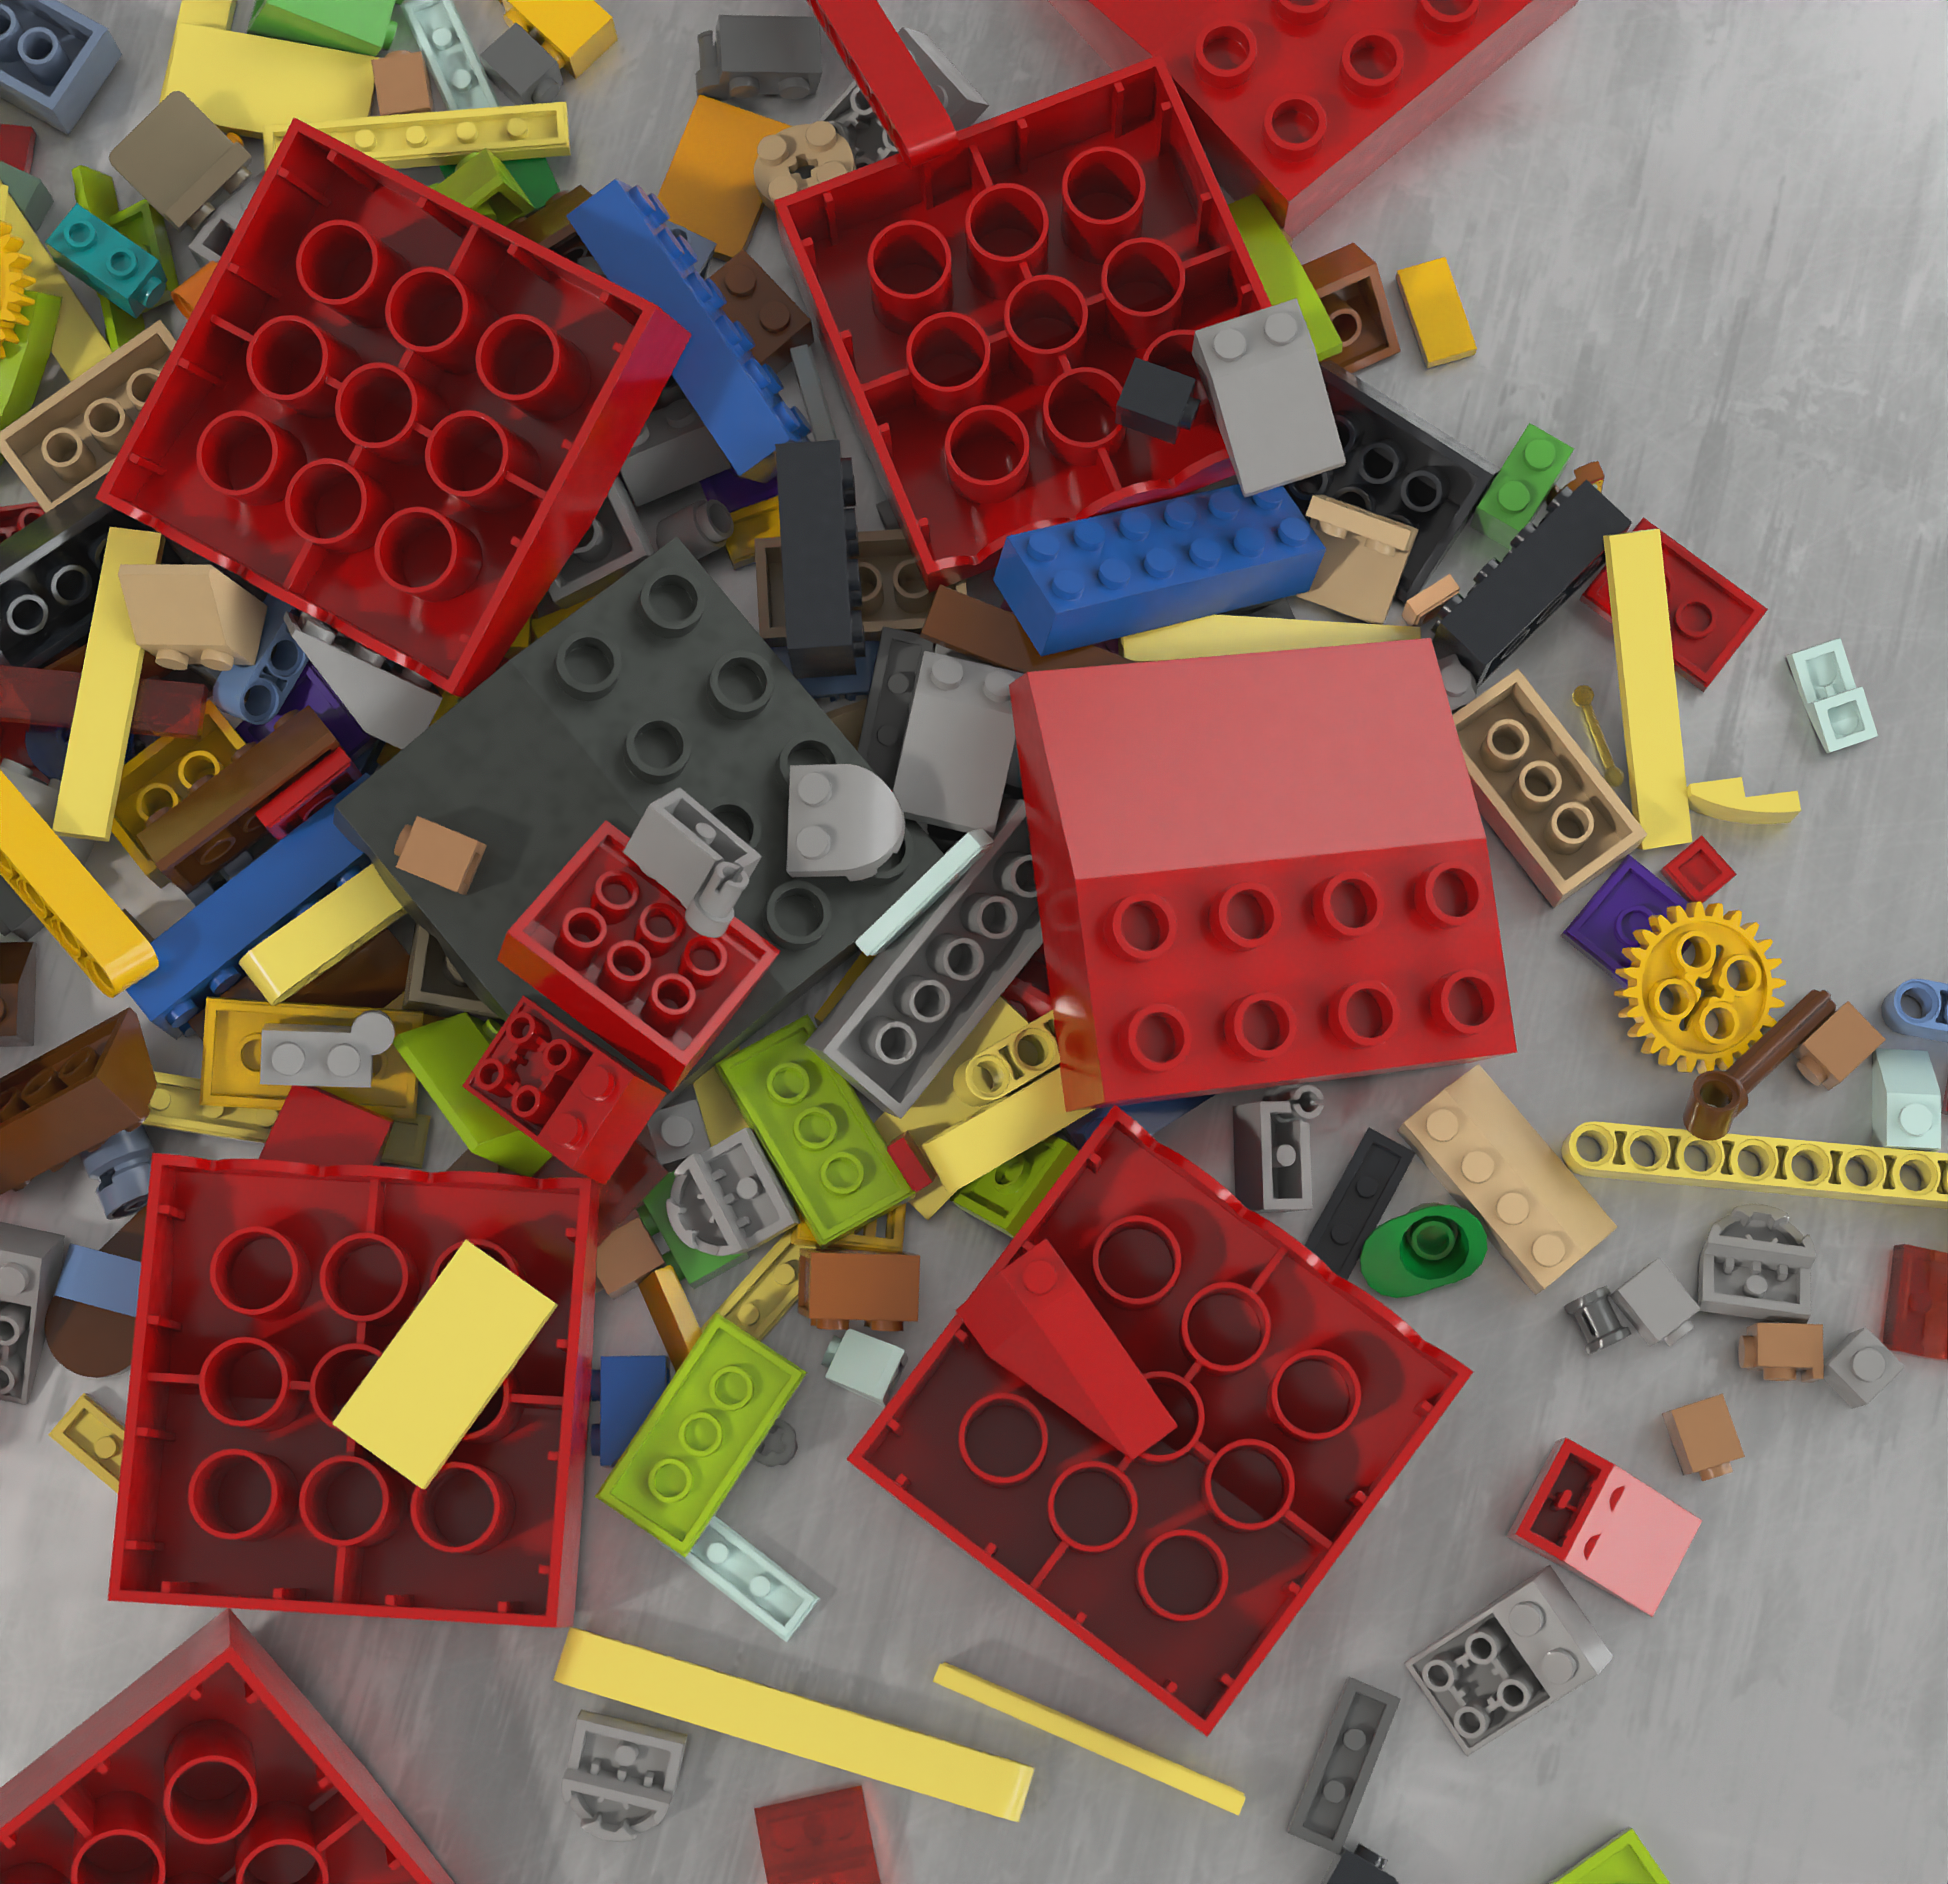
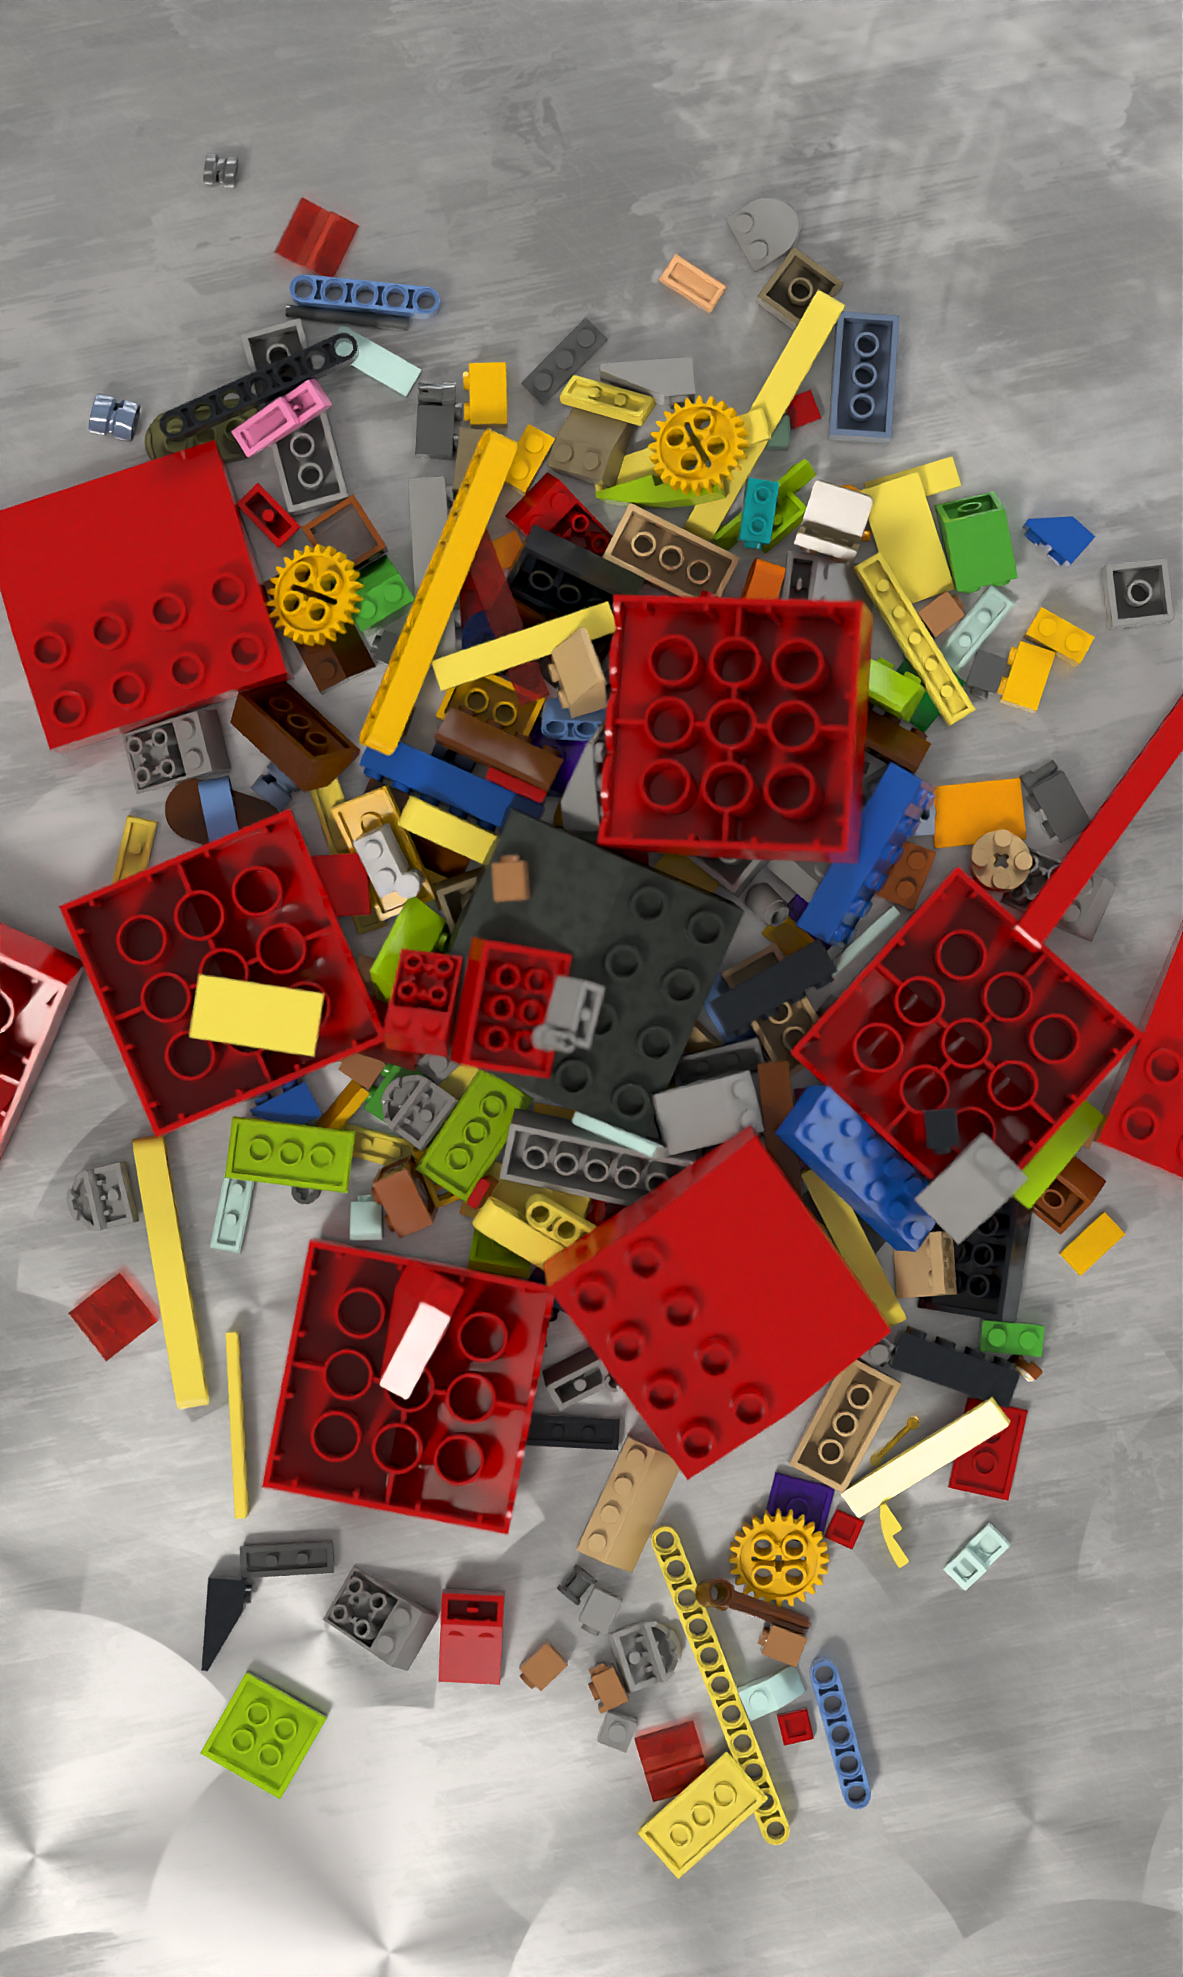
camera: 60 degrees right, 10 degrees up
(841, 822) = (630, 1077): light grey slope -> none
(1423, 1250) = (567, 1477): green piece -> none
(1429, 602) = (922, 1318): light nougat tile -> none

